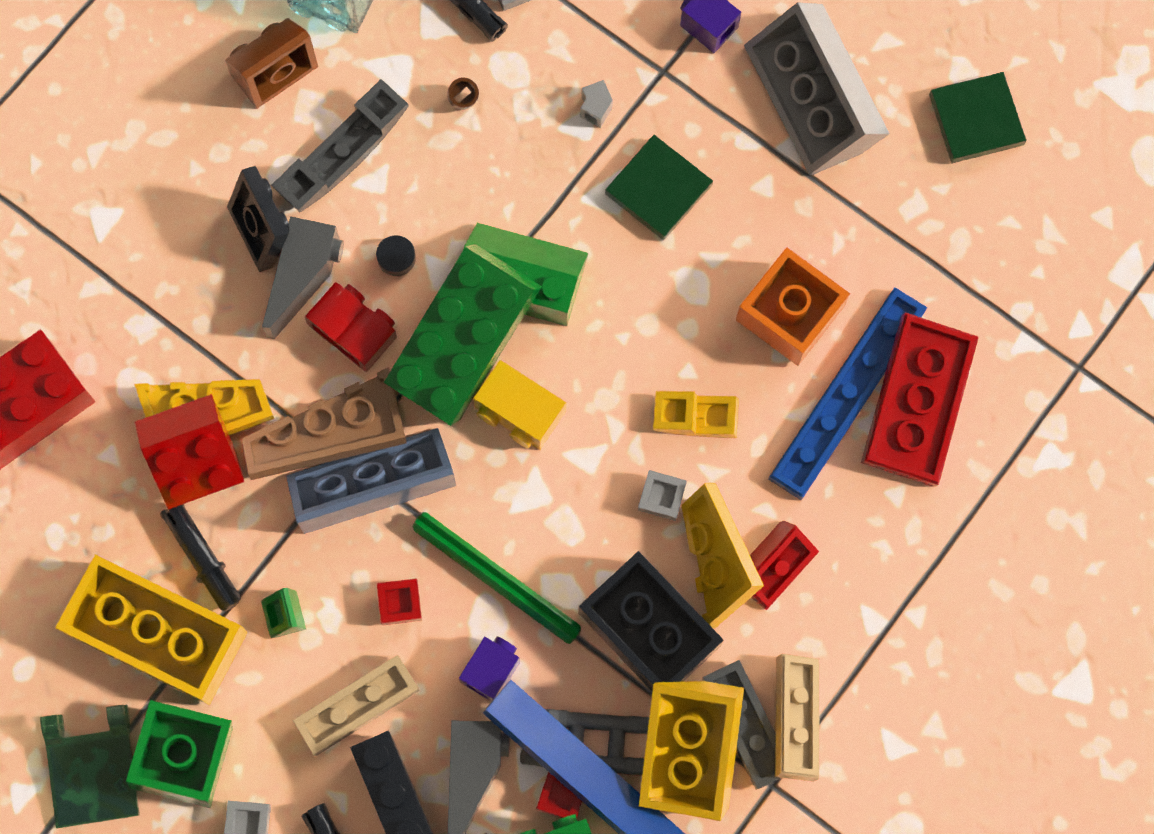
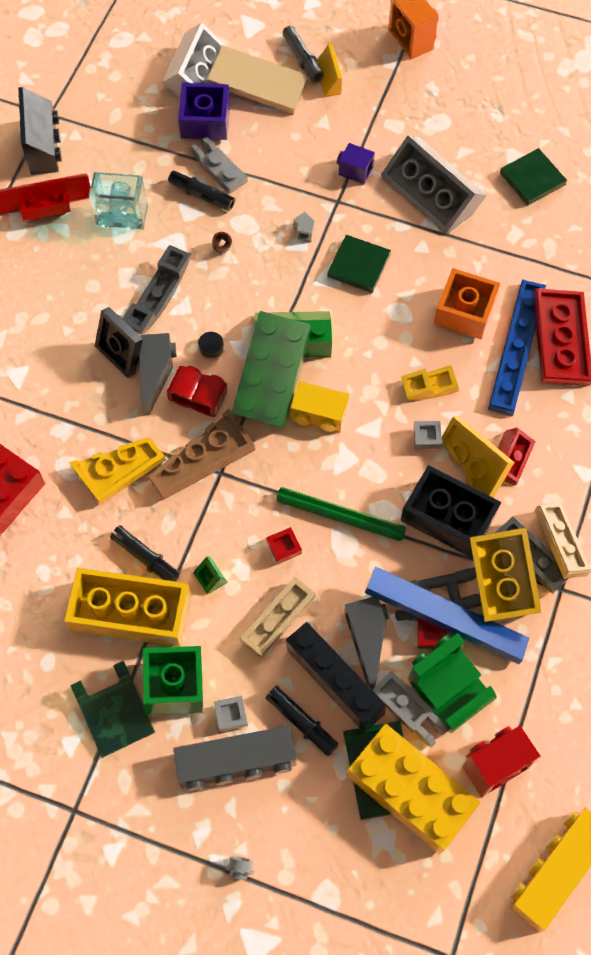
camera: 15 degrees left, 10 degrees down
(189, 451) = (119, 488): red brick -> none
(272, 61) = (98, 253): dark orange slope -> none
(370, 481) = (241, 479): sand blue slope -> none
(490, 667) = (357, 568): dark purple brick -> none

